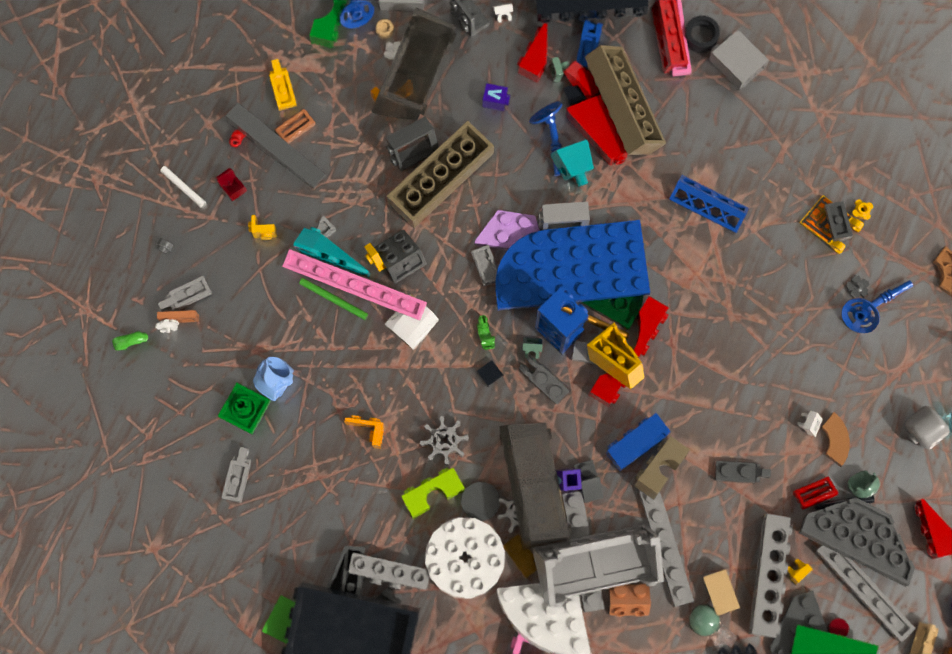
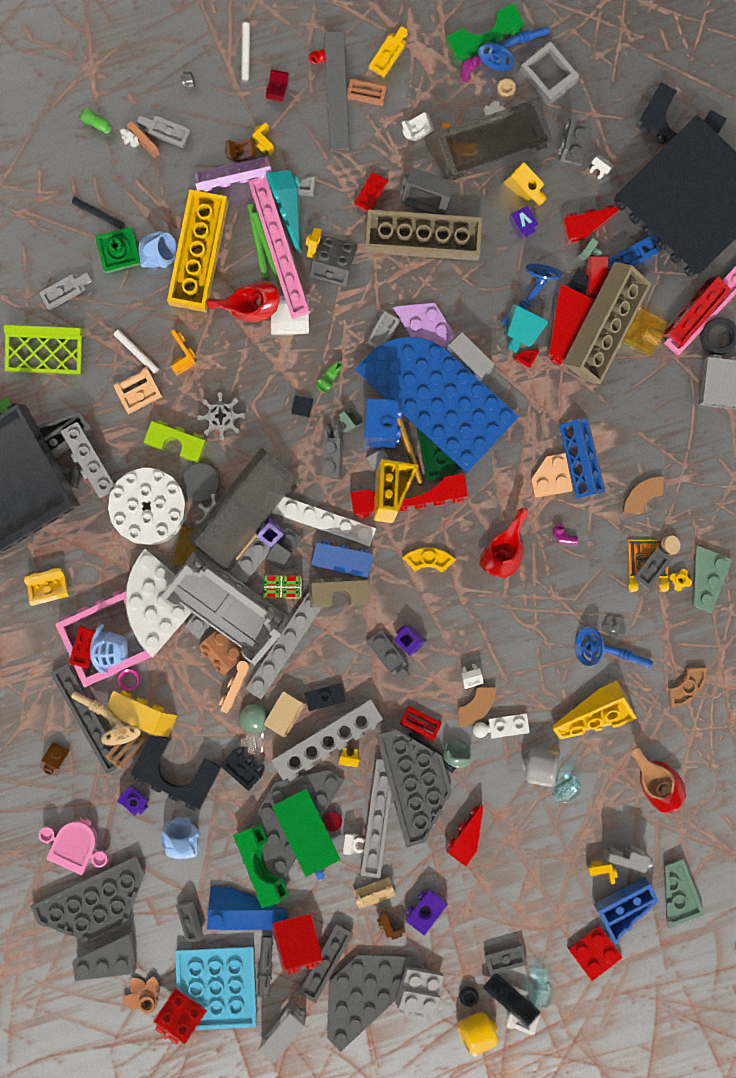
camera: 50 degrees right, 10 degrees up
(200, 400) = (98, 213): none -> black bar
(254, 251) = (240, 150): none -> reddish brown bracket
(255, 521) = (43, 332): none -> lime fence
(266, 272) = (235, 172): none -> lavender plate
(301, 348) = (198, 250): none -> yellow brick
(334, 463) = (136, 351): none -> white bar
(343, 40) = (468, 66): none -> magenta arm
(345, 295) = (255, 216): none -> bright green bar
(356, 111) = (417, 127): none -> white bracket
(371, 491) = (140, 395): none -> light nougat plate
(373, 185) = (371, 192): none -> red plate
(376, 341) = (242, 302): none -> red hat
(468, 72) = (521, 180): none -> yellow torso
(595, 431) = (325, 521): none -> white plate
(598, 180) = (526, 357): none -> red tile
(619, 507) = (283, 587): none -> piece
(655, 81) = (645, 332): none -> clear yellow plate
(665, 611) = (234, 685): none -> light nougat plate
(689, 378) = (428, 557): none -> yellow tile
(704, 236) = (552, 477): none -> light nougat plate
(732, 317) = (508, 546): none -> red hat
(733, 549) = (325, 697): none -> black plate
(748, 449) = (403, 641): none -> dark purple brick
(758, 267) = (562, 537): none -> magenta arm
(773, 183) = (642, 494): none -> medium nougat tile
(830, 194) = (670, 545): none -> tan tile
(869, 432) = (502, 726): none -> white plate
(870, 628) = (351, 842): none -> white tile
(877, 188) = (709, 577): none -> sand green wing
(916, 344) = (602, 708): none -> yellow wedge

